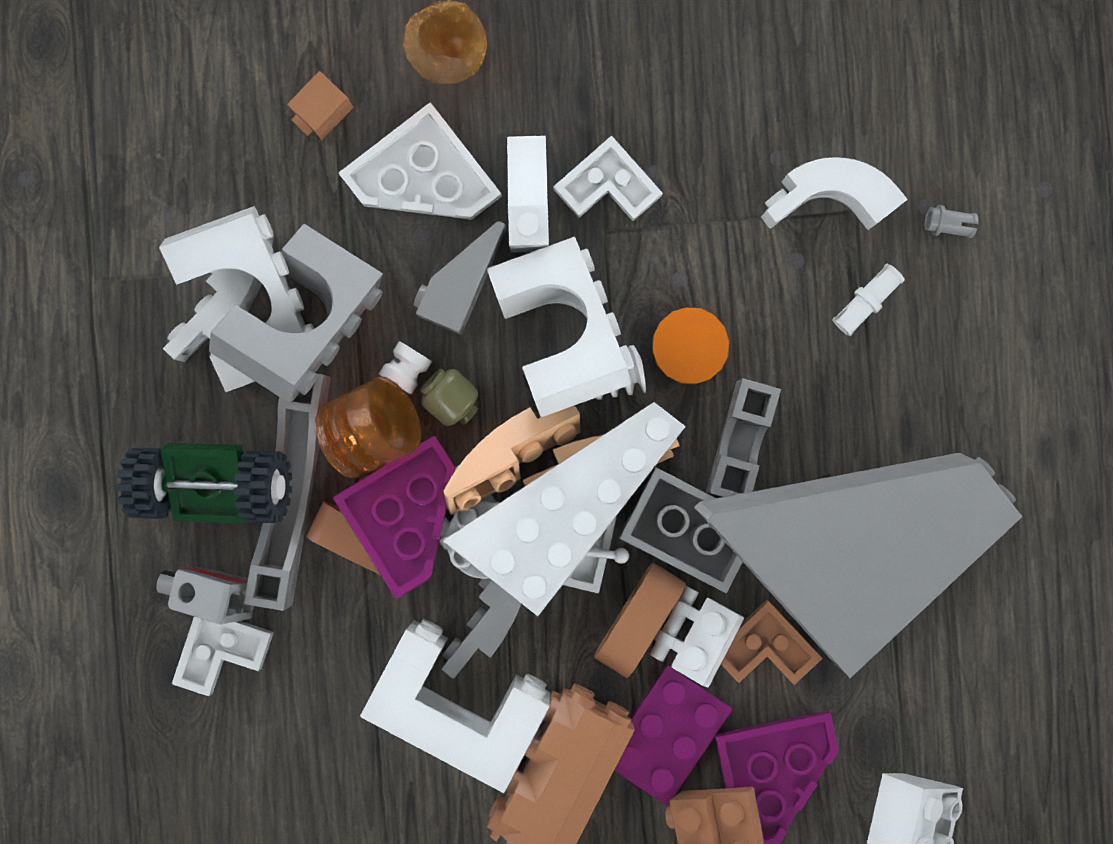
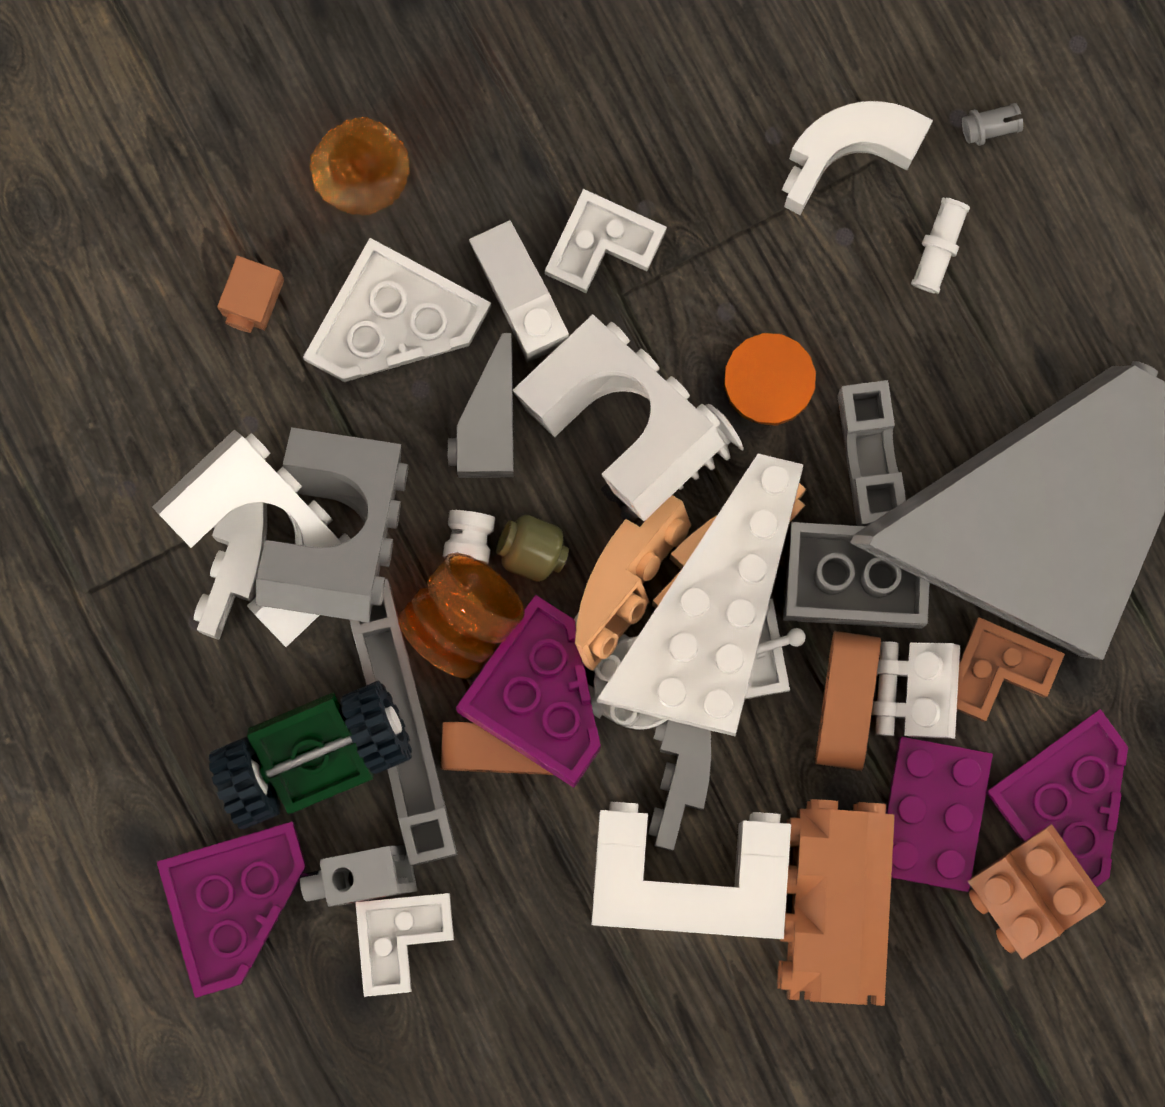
camera: 30 degrees left, 5 degrees down
(102, 566) = (229, 901): none -> magenta plate

